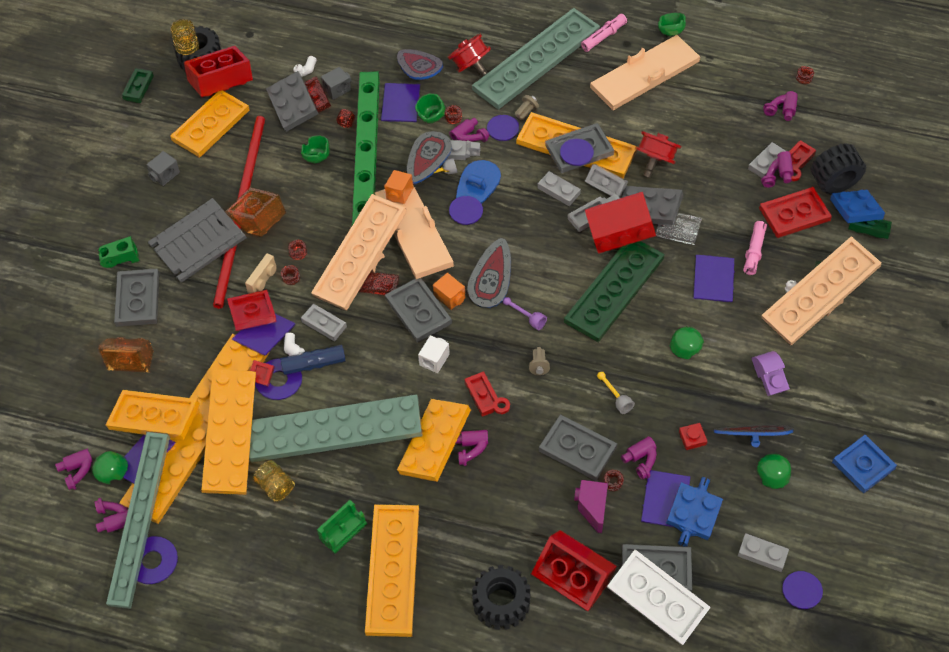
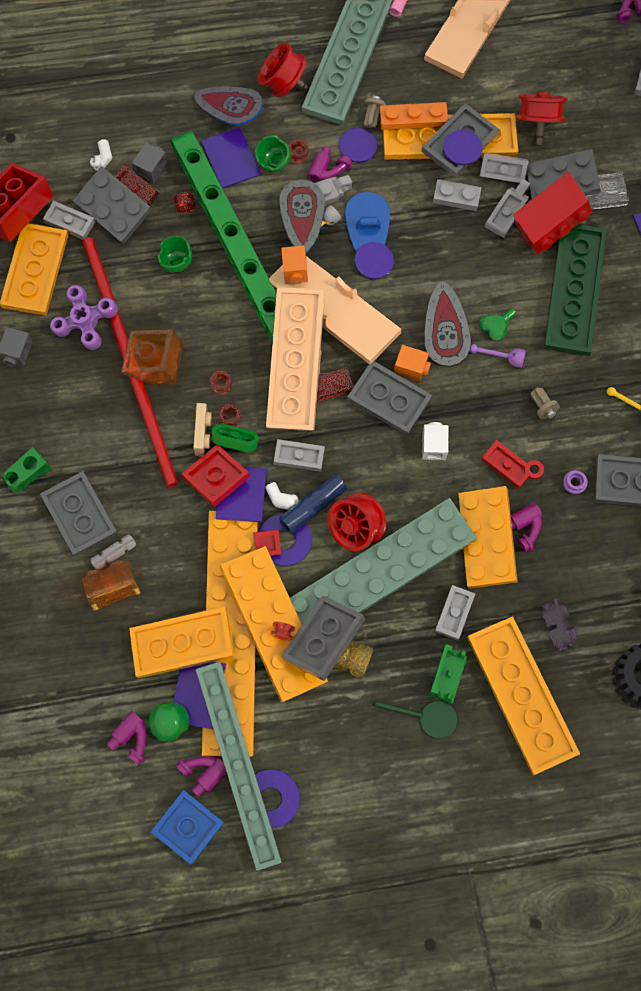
camera: 30 degrees left, 15 degrees up
(76, 550) = (187, 827): none -> blue plate
(146, 333) = (113, 552): none -> light grey axle
(197, 240) = (105, 417): dark grey door -> none
(223, 166) = (84, 317): none -> medium lavender gear
(228, 434) = (282, 631): none -> clear red bush
(255, 99) = (69, 219): none -> light grey plate
(256, 452) = (323, 638): none -> dark grey plate
(282, 290) = (234, 438): none -> green plate
(315, 559) = (437, 718): none -> dark green piece
(335, 382) = (356, 521): none -> red wheel
(375, 484) = (455, 612): none -> light grey plate
(456, 521) = (558, 615): none -> clear purple hinge
(531, 424) = (578, 476): none -> medium lavender plate
(536, 291) = (496, 324): none -> green rock
(553, 118) = (413, 116): none -> orange plate

